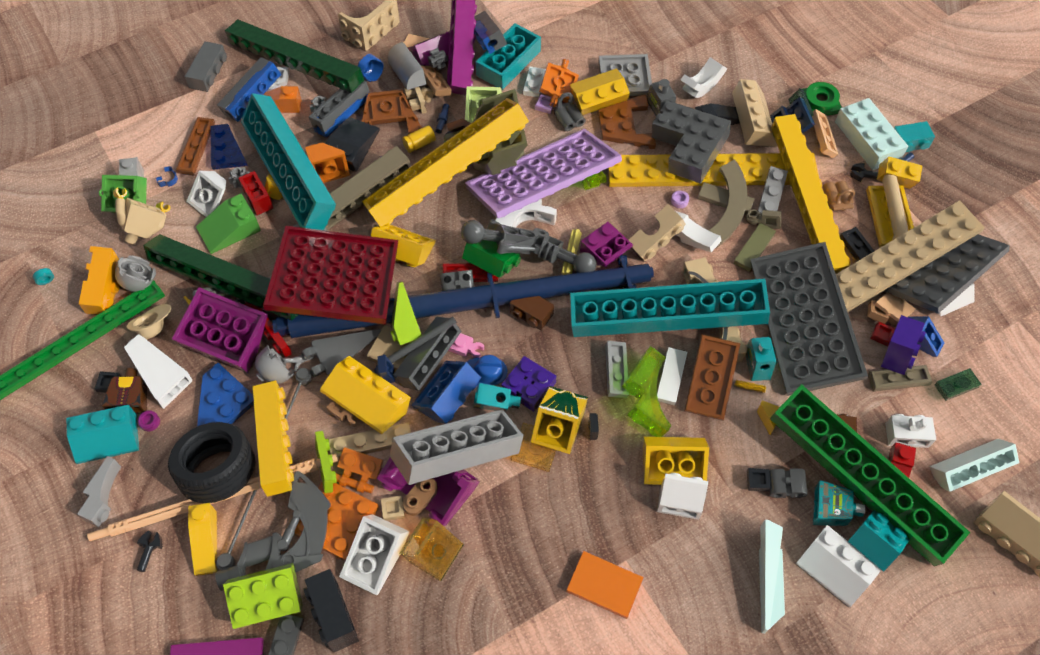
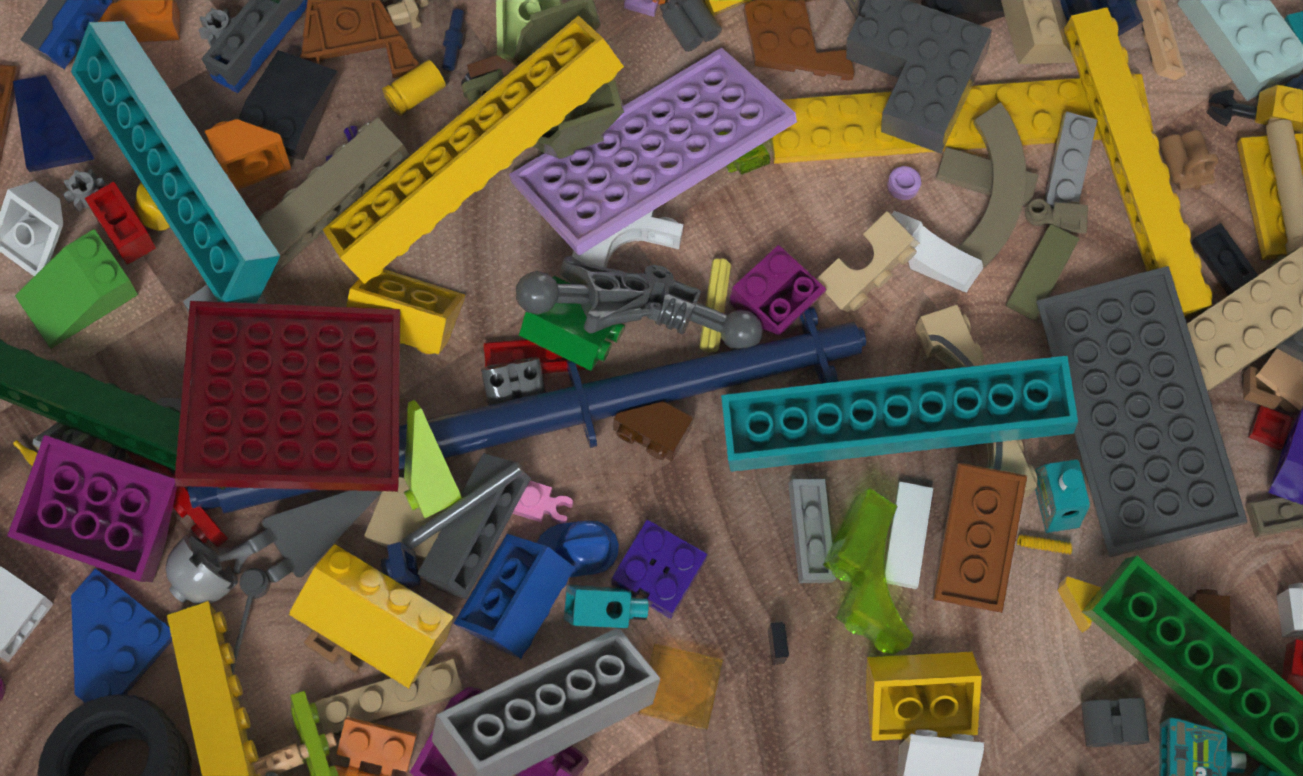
camera: 10 degrees left, 10 degrees up
(559, 419) = (719, 636): yellow slope -> none
(758, 479) = (1066, 719): black plate -> none

